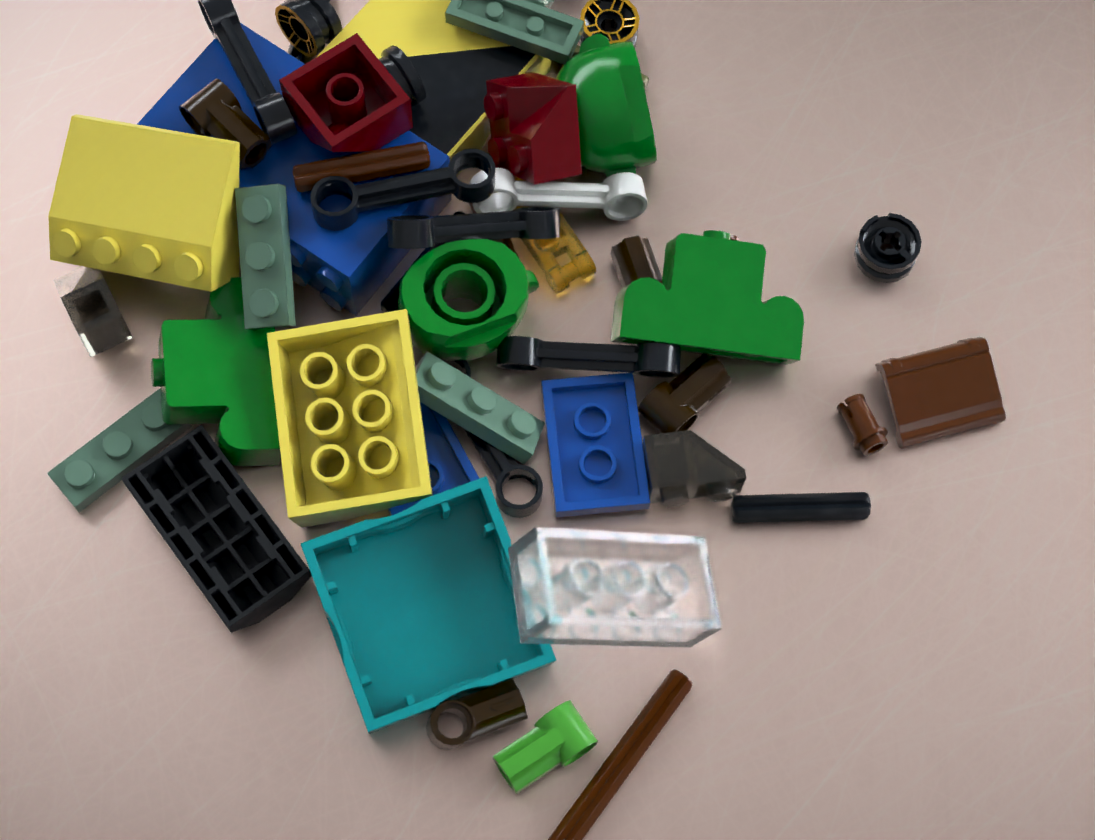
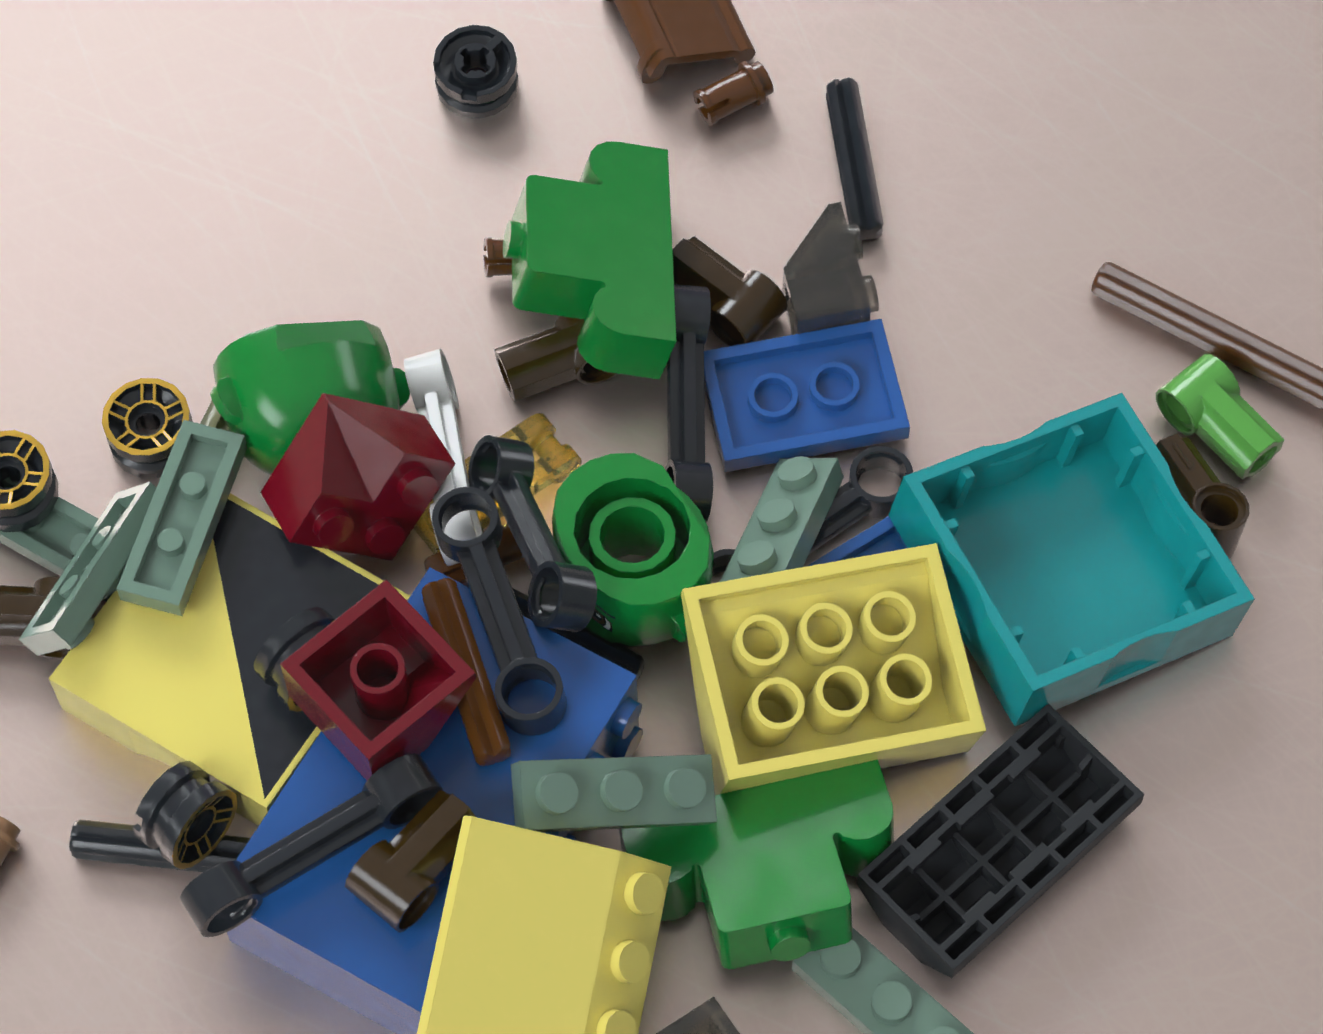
camera: 90 degrees left, 5 degrees down
(612, 588) = (1026, 328): clear brick -> none

